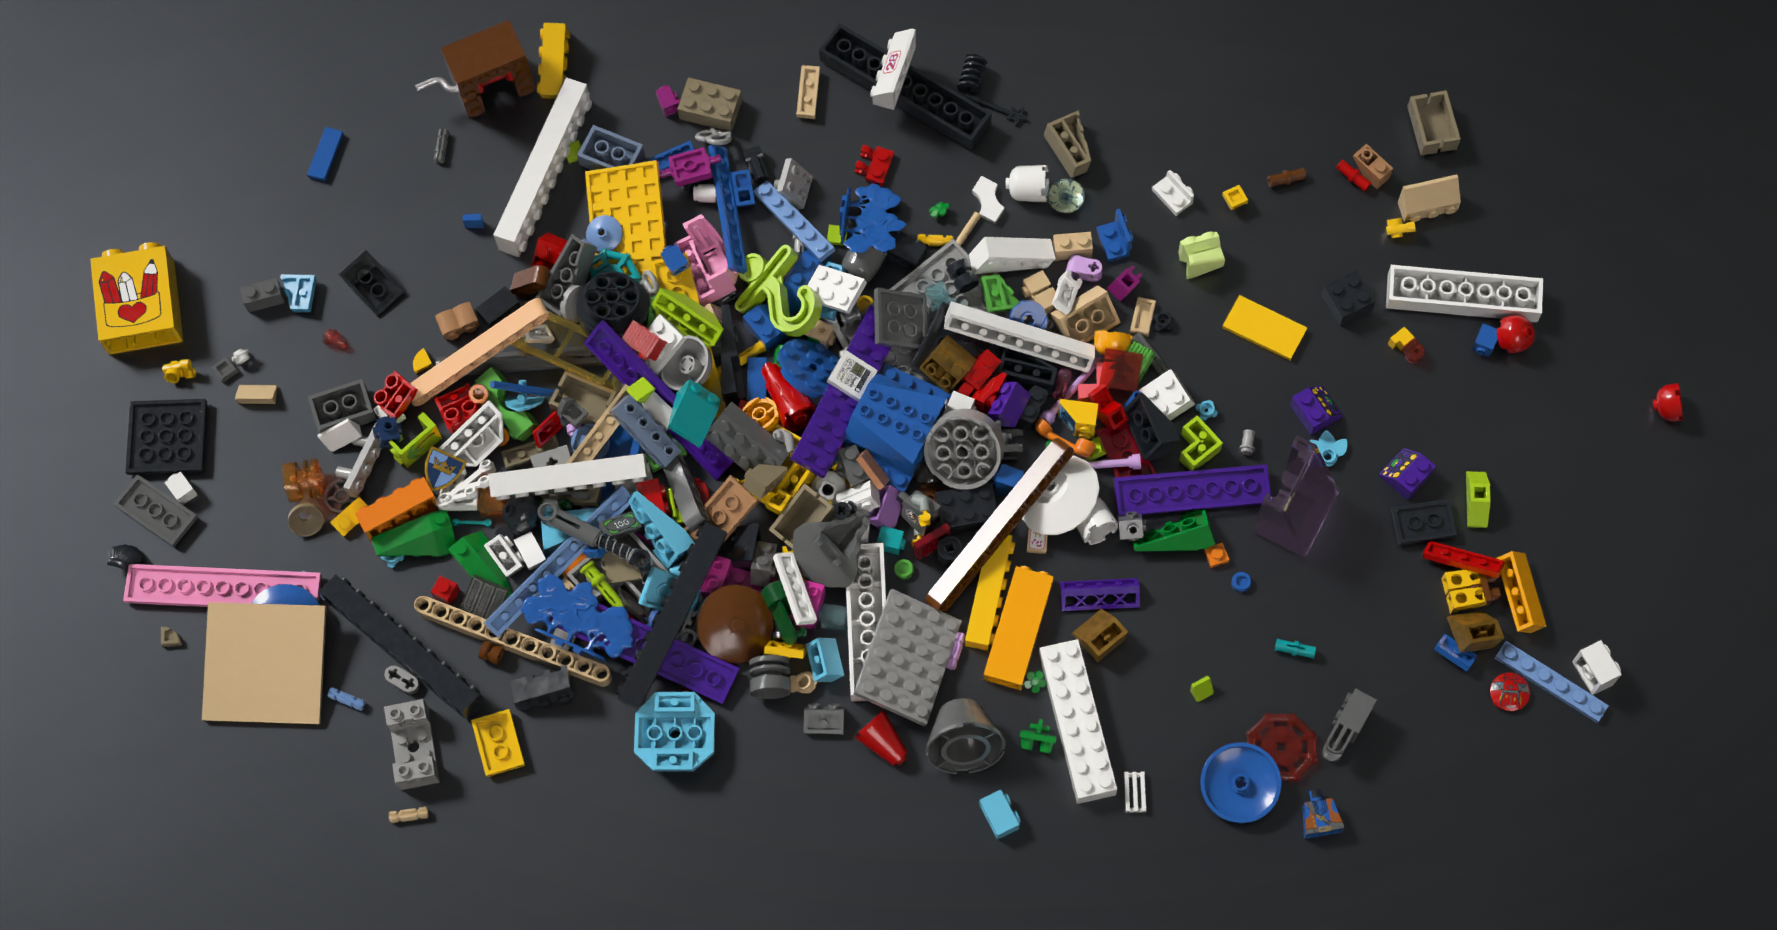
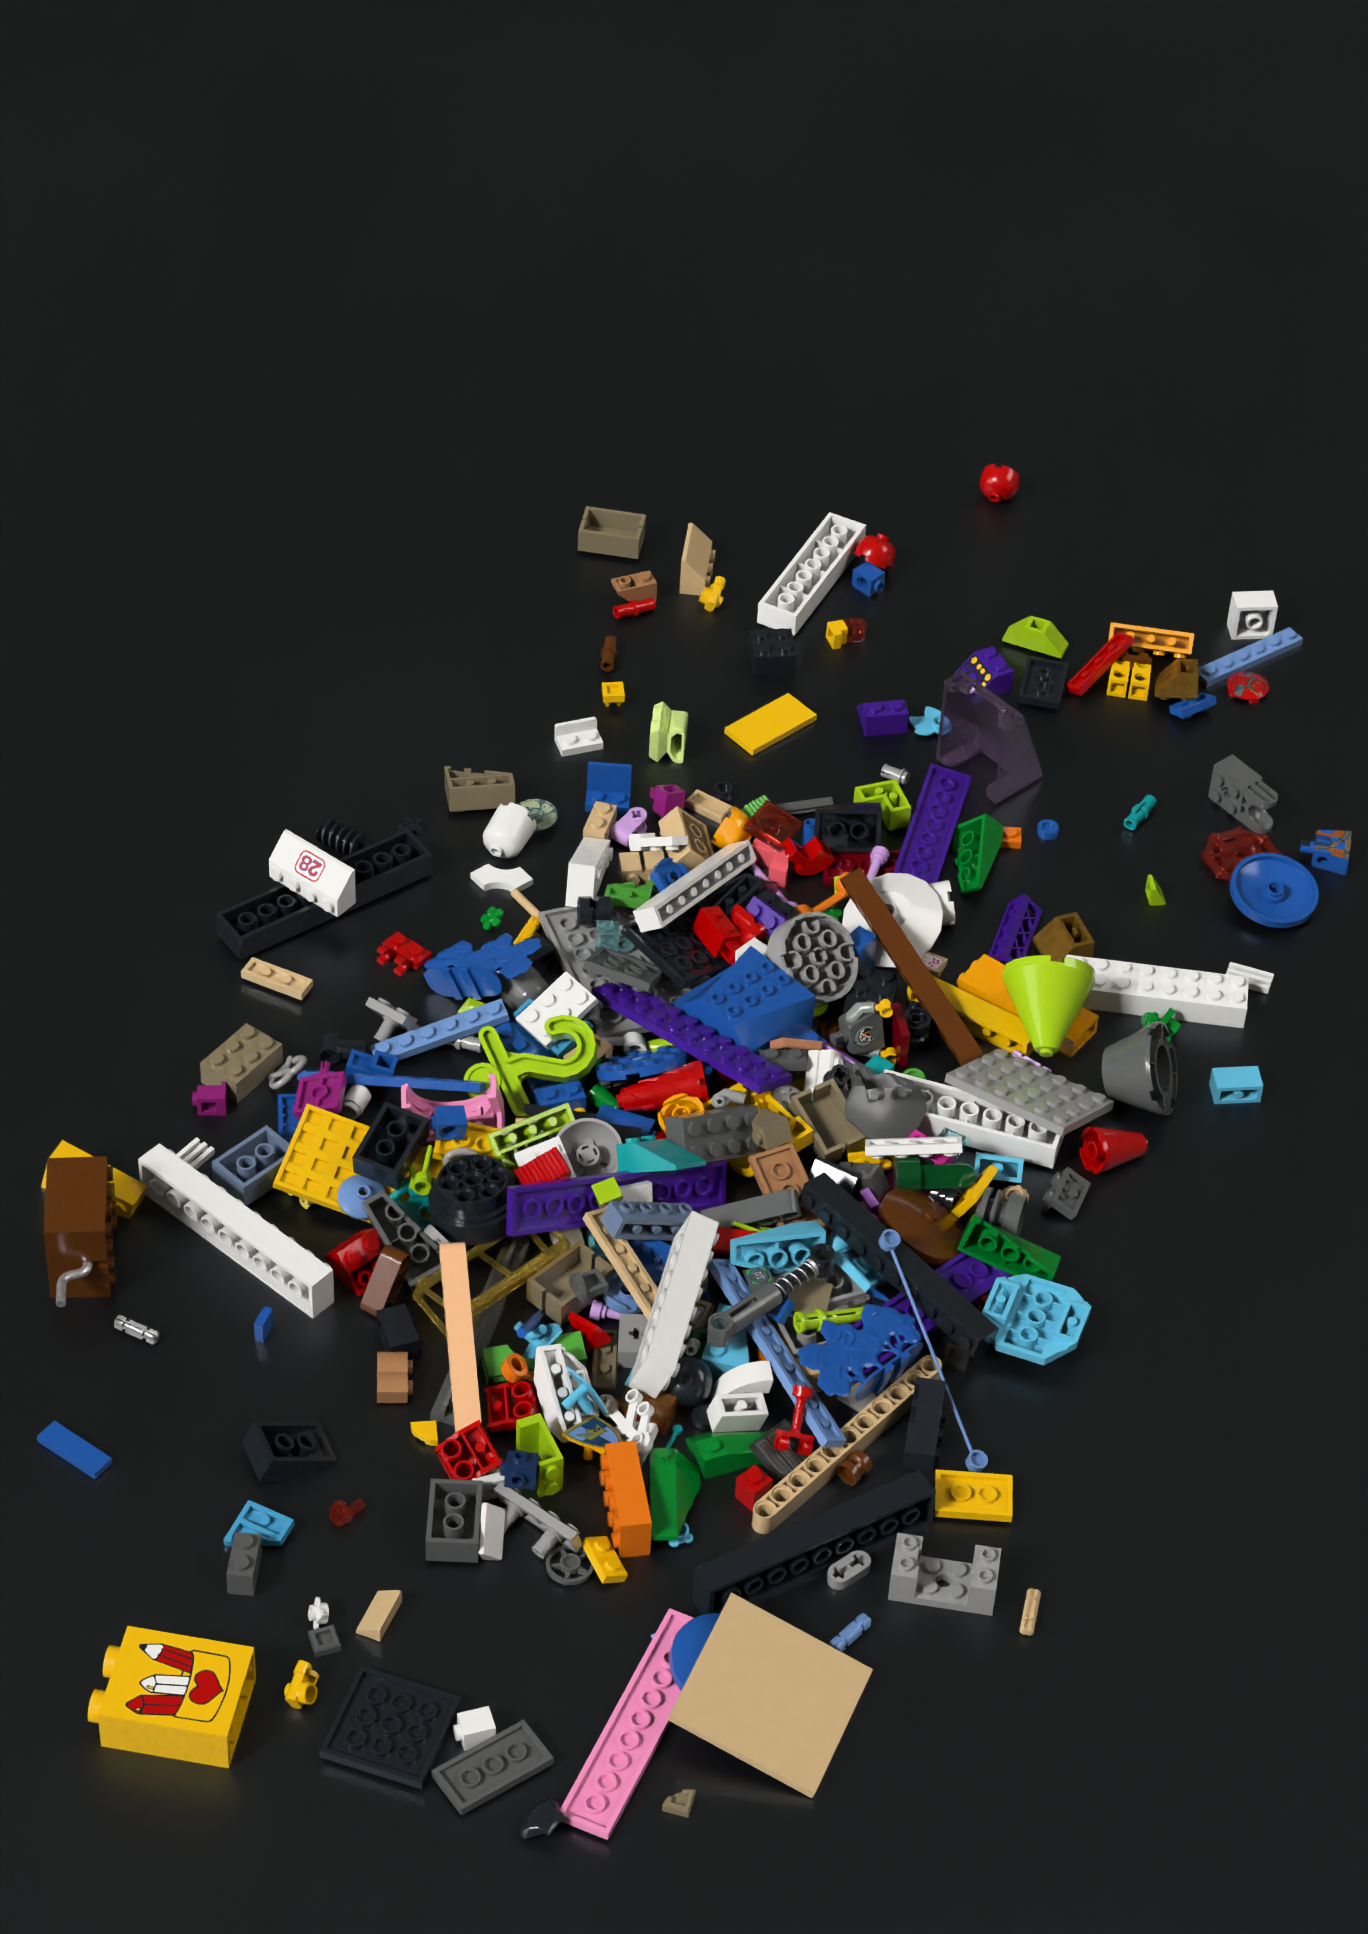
camera: 75 degrees left, 25 degrees down
(306, 526) = (588, 1601): dark tan piece -> none
(307, 479) = (536, 1584): clear orange wheel -> none
(471, 448) = (579, 1395): none -> medium azure shield
(513, 591) = (805, 1443): none -> red bar
(531, 734) = (977, 1459): none -> medium blue piece
(608, 104) = (192, 1150): none -> white tile
(620, 264) = (423, 1180): none -> lime plant
(639, 231) = (391, 1145): none -> black brick
(734, 694) = (1006, 1250): none -> green wedge
(740, 577) = (868, 1201): none -> medium lavender plate
(851, 375) = (679, 1017): white tile -> none
(947, 364) = (698, 949): pearl gold slope -> none
(996, 637) = (1048, 997): none -> lime cone
(1035, 680) = (1095, 1009): green plant -> none
(1079, 417) = (810, 877): yellow slope -> none
(1131, 526) = (957, 877): brick -> none
(1169, 394) = (814, 795): white brick -> none
(1206, 405) = (842, 792): medium azure plate -> none

